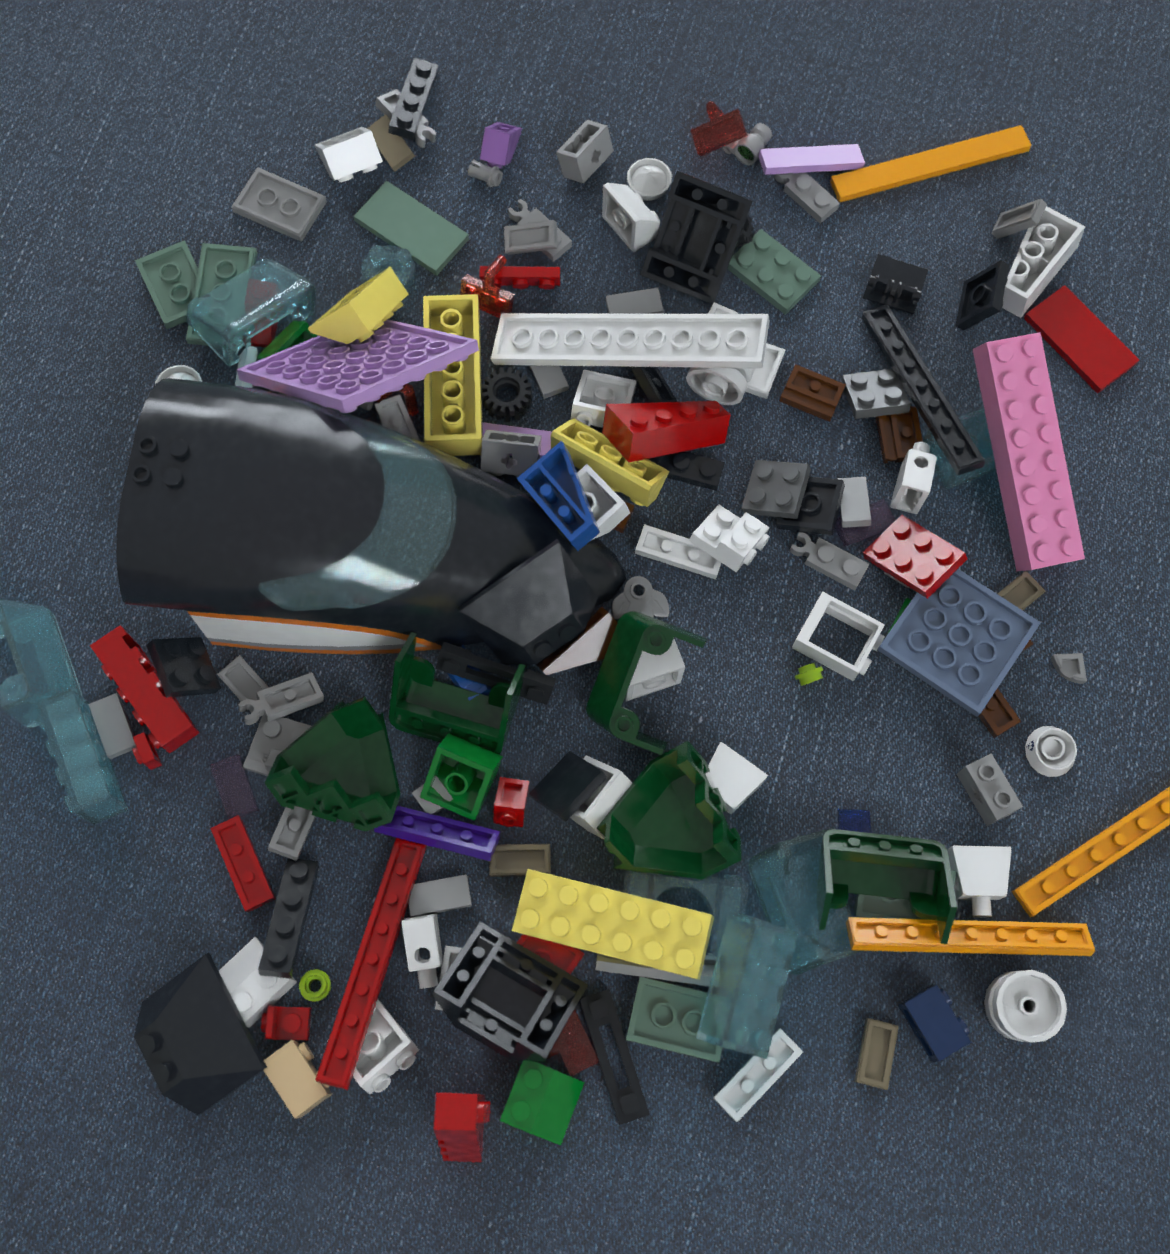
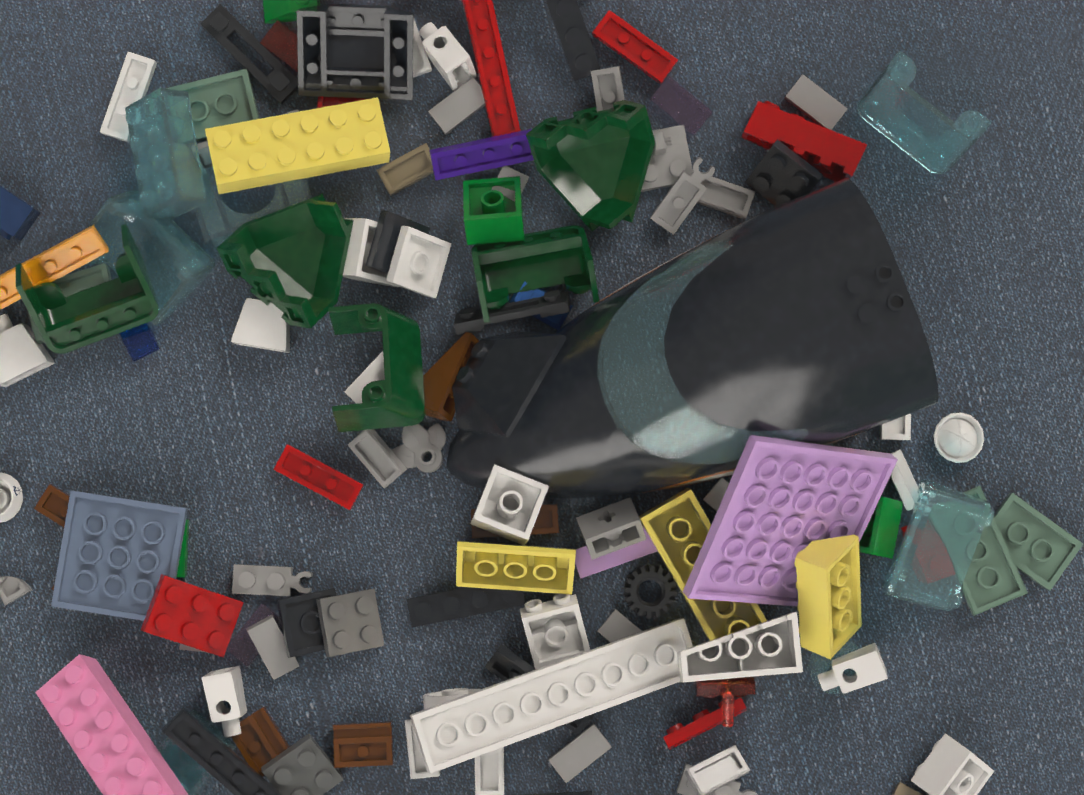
camera: 155 degrees right, 15 degrees up
(80, 757) = (818, 56): clear light blue brick -> none
(146, 752) = (771, 92): red plate -> none
(279, 204) = (987, 684): light grey tile -> none
(373, 247) = (866, 664): none -> white torso
(411, 226) = (842, 725): sand green tile -> none
(456, 291) = (754, 651): none -> white wedge
(510, 802) = (440, 212): red bracket -> none
(556, 761) = (418, 262): none -> white plate
(560, 495) = (530, 488): blue wedge -> none
(664, 427) = (480, 622): red wedge -> none
(676, 552) = (409, 515): white plate -> none
(682, 610) = (377, 457): none -> light grey tile
(731, 538) = (368, 550): white plate -> none
(744, 623) = (318, 477): none -> red plate
(809, 674) = (239, 457): lime plate -> none
(853, 618) = (195, 517): white window -> none
(876, 1054) = (40, 163): dark tan tile -> none
(989, 789) = (36, 430): light grey brick -> none
(1022, 591) = (85, 633): dark tan tile -> none

